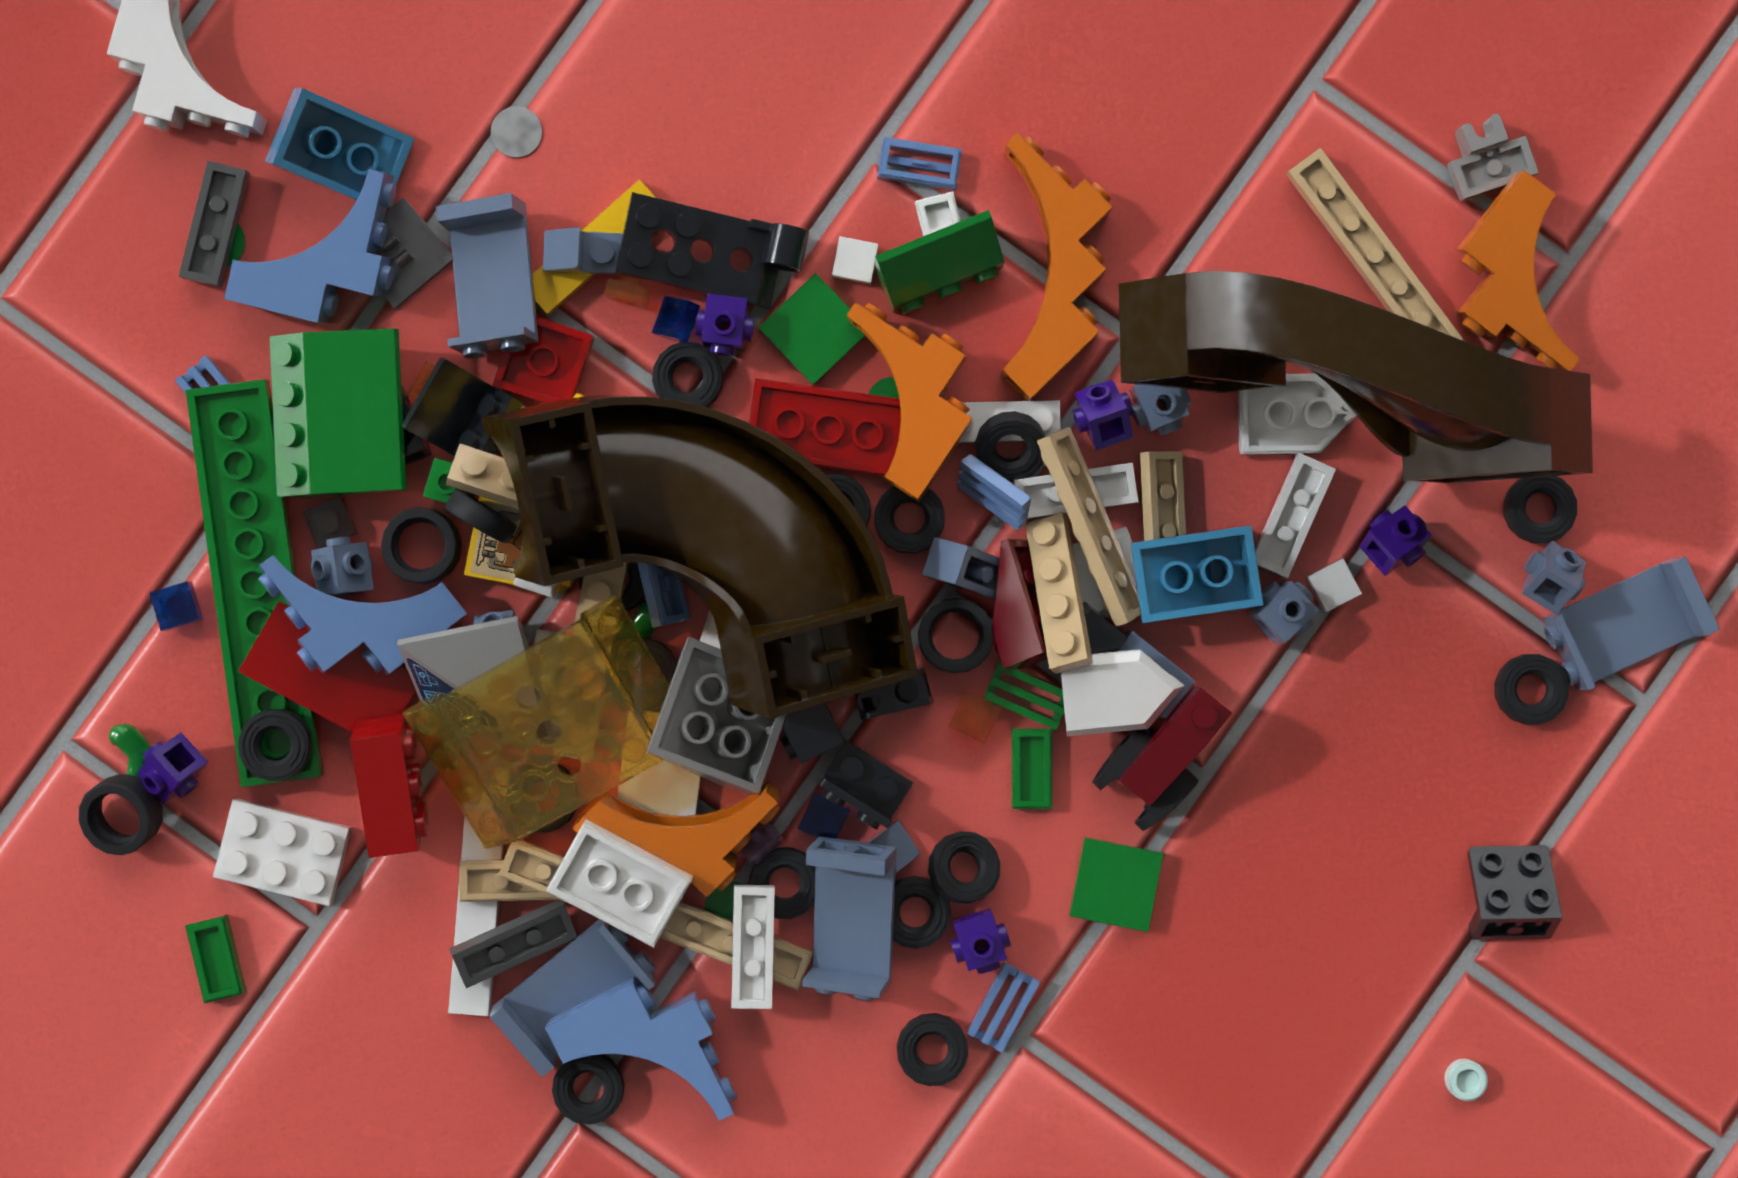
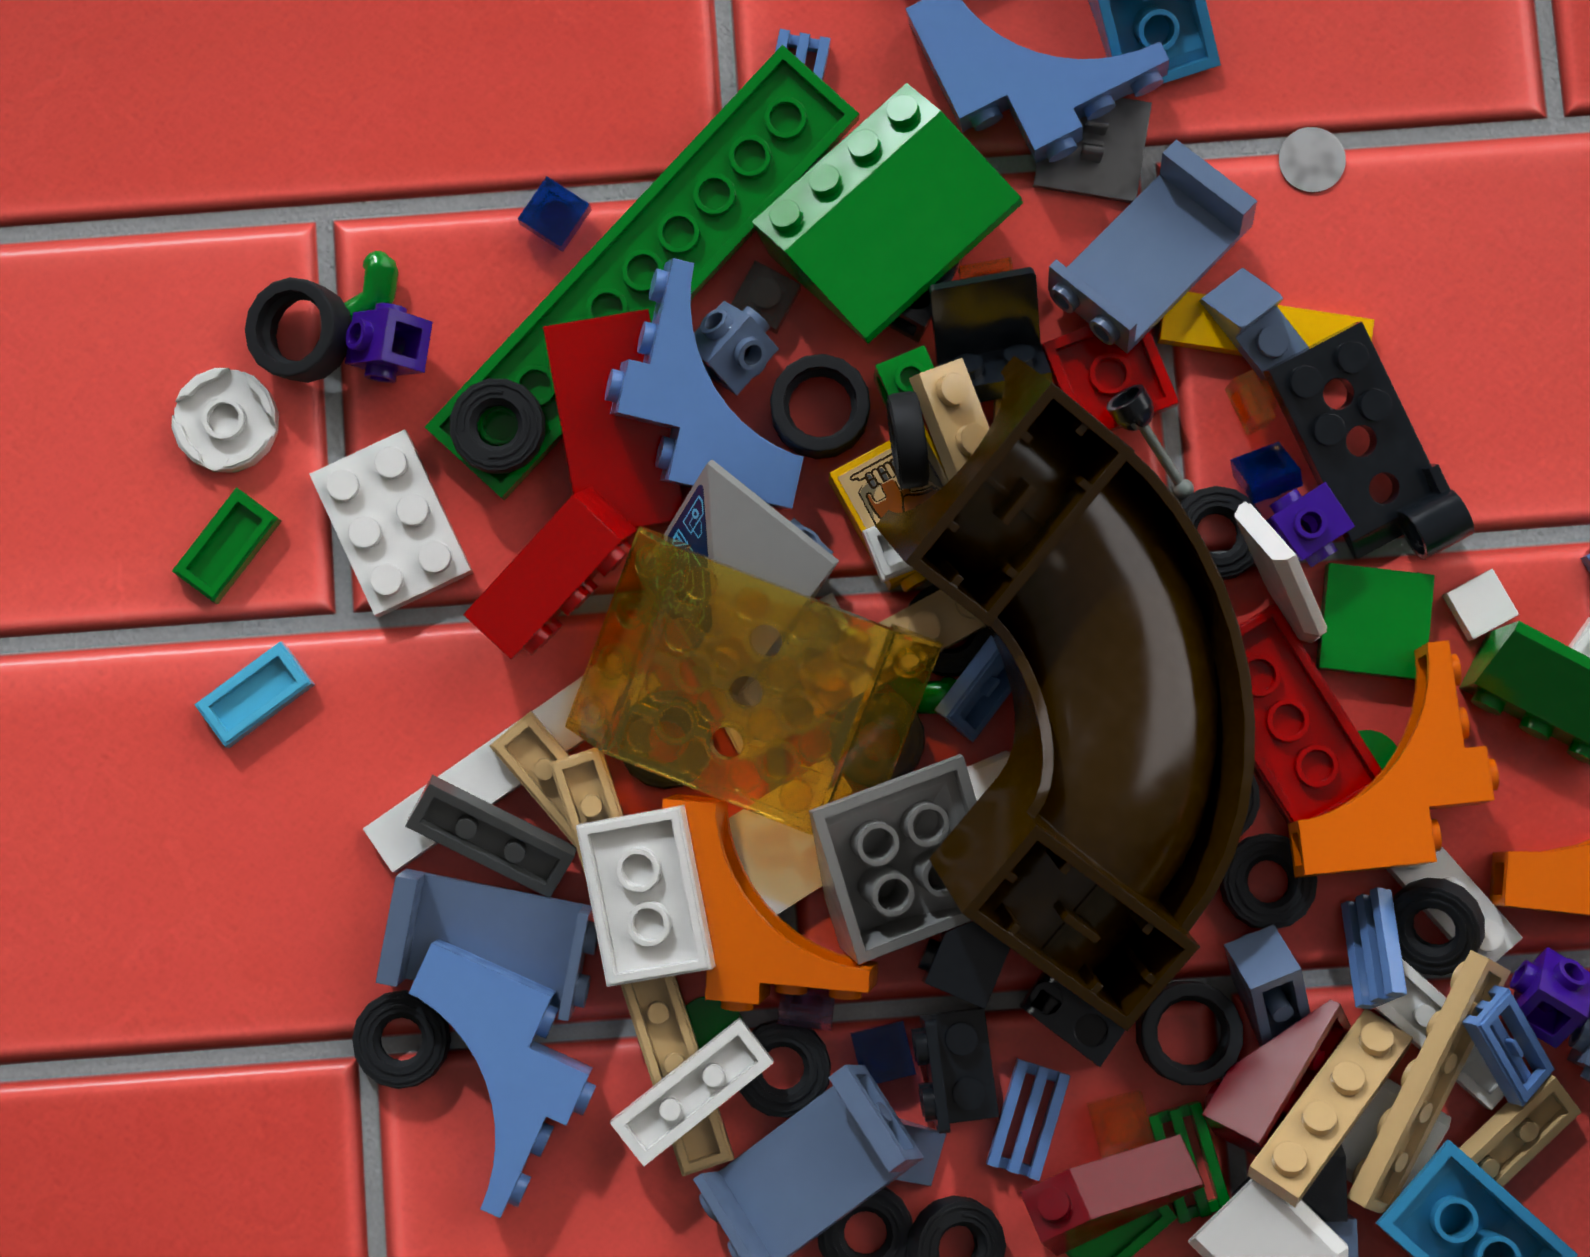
camera: 55 degrees right, 5 degrees down
(139, 899) = (225, 420): none -> white tile
(318, 1012) = (254, 694): none -> medium azure tile
(575, 368) = (1134, 411): none -> hinge
(737, 365) = (1281, 574): none -> white tile
(947, 795) = (1048, 1126): none -> medium blue tile
(1004, 757) = (1110, 1192): none -> dark red slope
(1109, 478) = (1505, 1054): none -> medium blue tile

